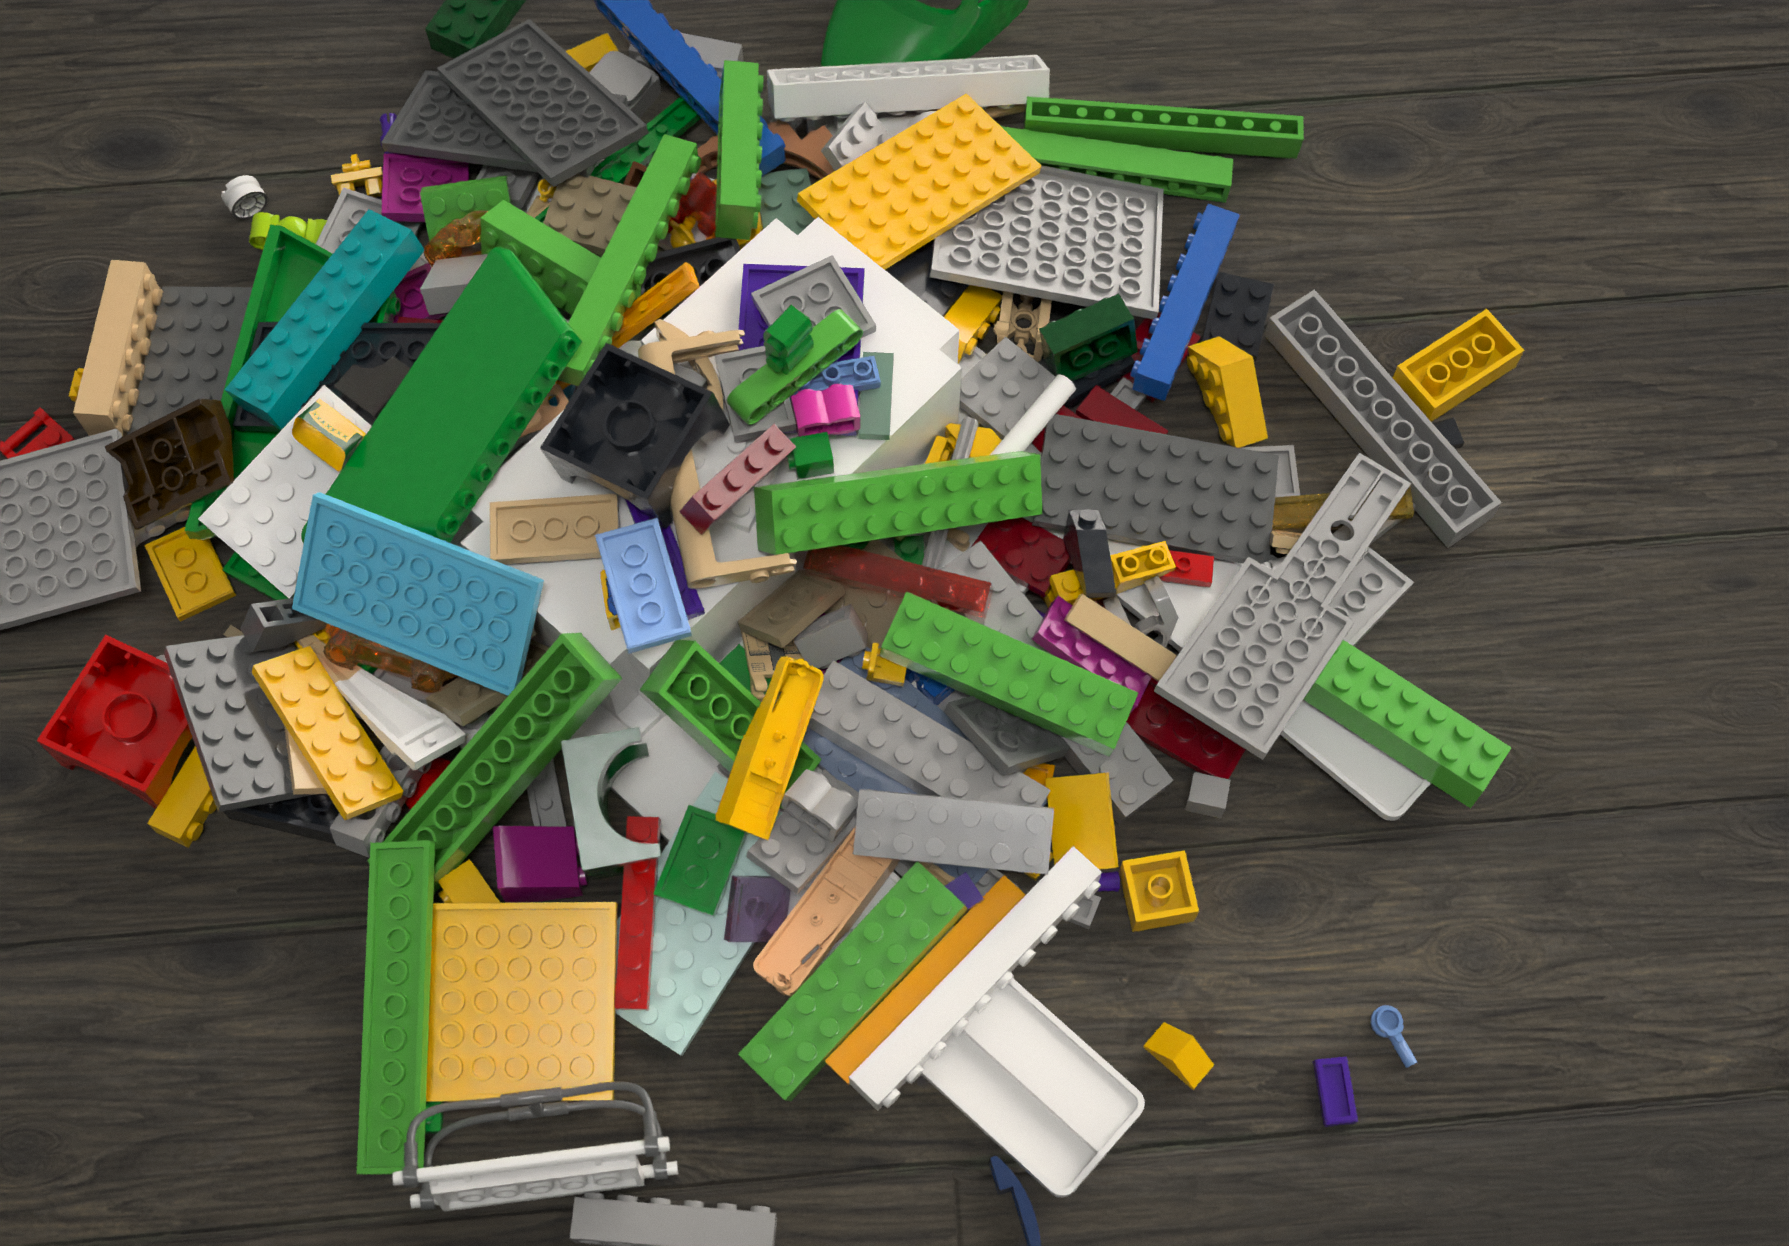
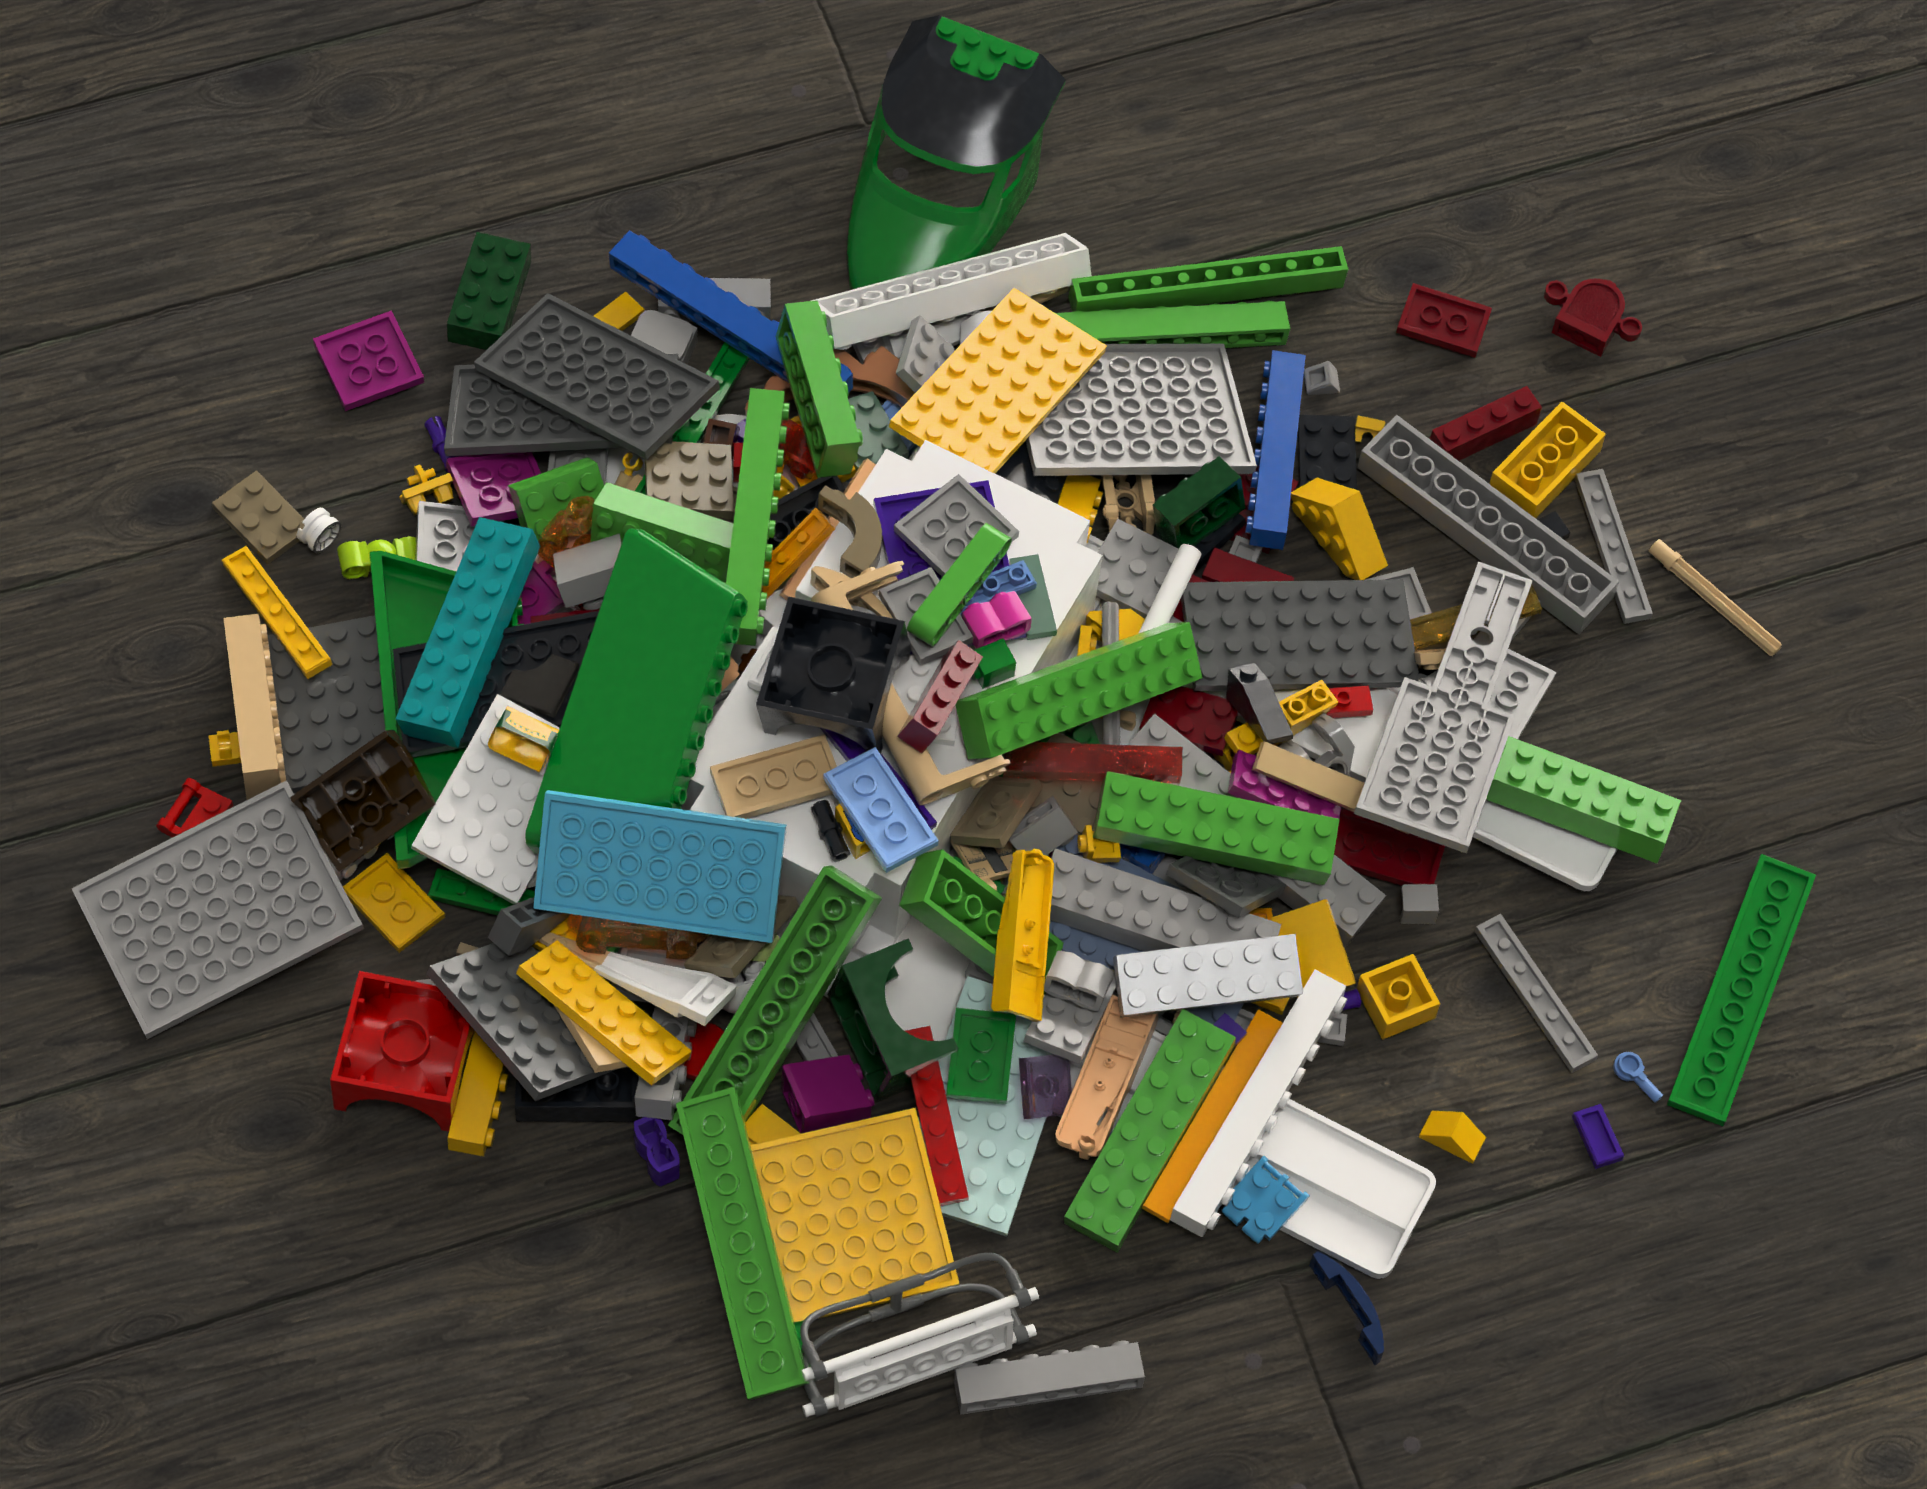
camera: 20 degrees left, 5 degrees down
(177, 267) = (277, 612): none -> yellow tile
(199, 174) = (260, 516): none -> dark tan plate
(348, 51) = (368, 360): none -> magenta plate
(350, 883) = (657, 1150): none -> dark purple brick
(592, 595) = (830, 830): none -> black pin
(723, 306) = (862, 522): none -> dark tan arch
(788, 340) = (956, 560): green brick -> none
(954, 1085) = (1264, 1202): none -> dark azure plate
(1252, 242) = (1321, 379): none -> light grey slope
(1283, 294) = (1366, 424): none -> yellow tile
(1308, 919) = (1536, 993): none -> light grey plate
(1388, 208) = (1444, 320): none -> dark red plate
(1406, 318) = (1488, 424): none -> dark red brick
(1505, 465) = (1613, 545): none -> light grey plate
(1529, 966) = (1741, 990): none -> green plate
(1538, 230) = (1591, 314): none -> dark red piece
(1566, 496) = (1673, 562): none -> tan axle

